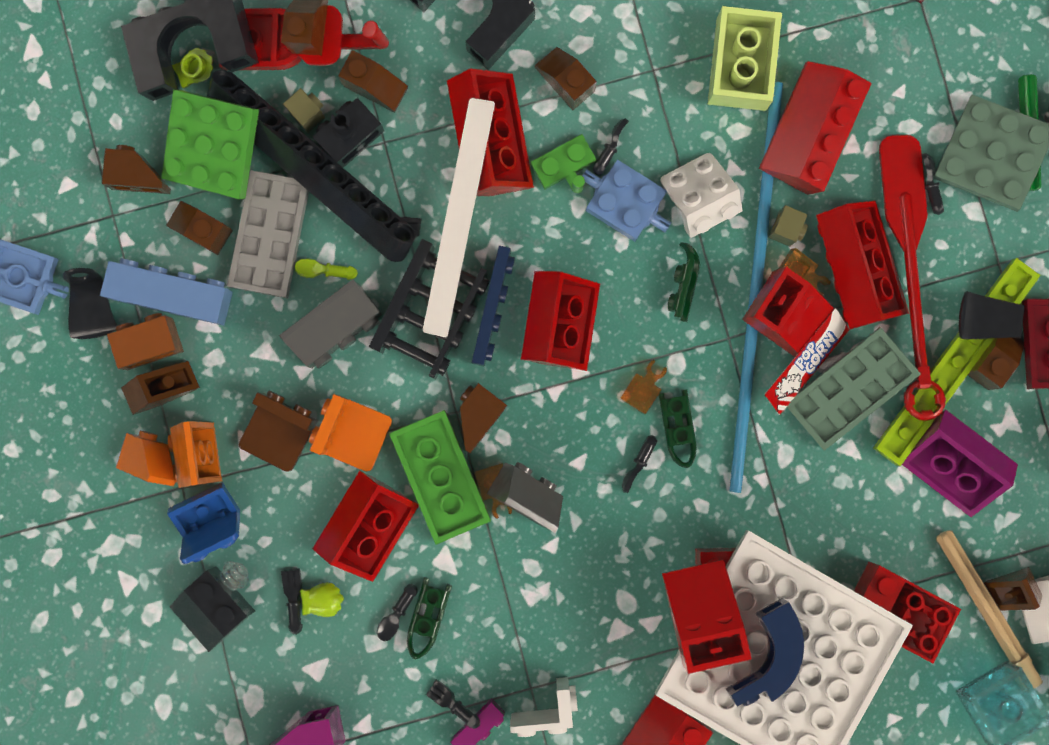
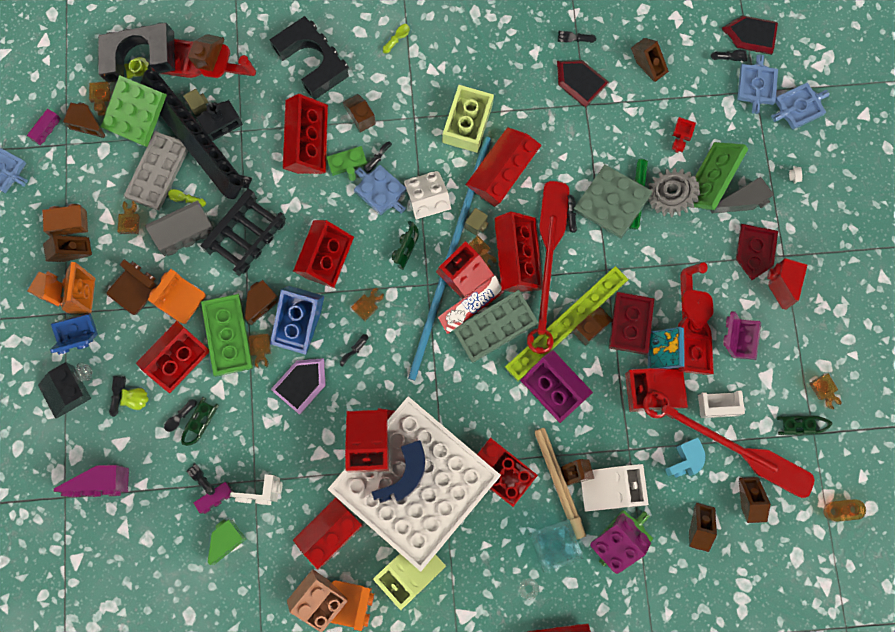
camera: 10 degrees right, 10 degrees down
(71, 194) = (44, 127): none -> magenta piece
(88, 311) = (37, 192): black piece -> none
(145, 124) = (98, 94): none -> clear orange plate
(166, 292) = (87, 194): medium blue brick -> none
(199, 227) = (116, 160): reddish brown slope -> none
(244, 325) = (128, 222): none -> clear orange plate
(372, 81) = (241, 93): reddish brown slope -> none
(458, 217) = (272, 179): white sticker -> none
(490, 319) = (280, 243): dark blue plate -> none
(527, 495) = (276, 353): dark grey slope -> none
(543, 430) = (296, 319): none -> blue slope
(577, 534) = (301, 383): none -> black tile
(679, 434) = (383, 336): dark green piece -> none
(989, 318) = (590, 298): black piece -> none

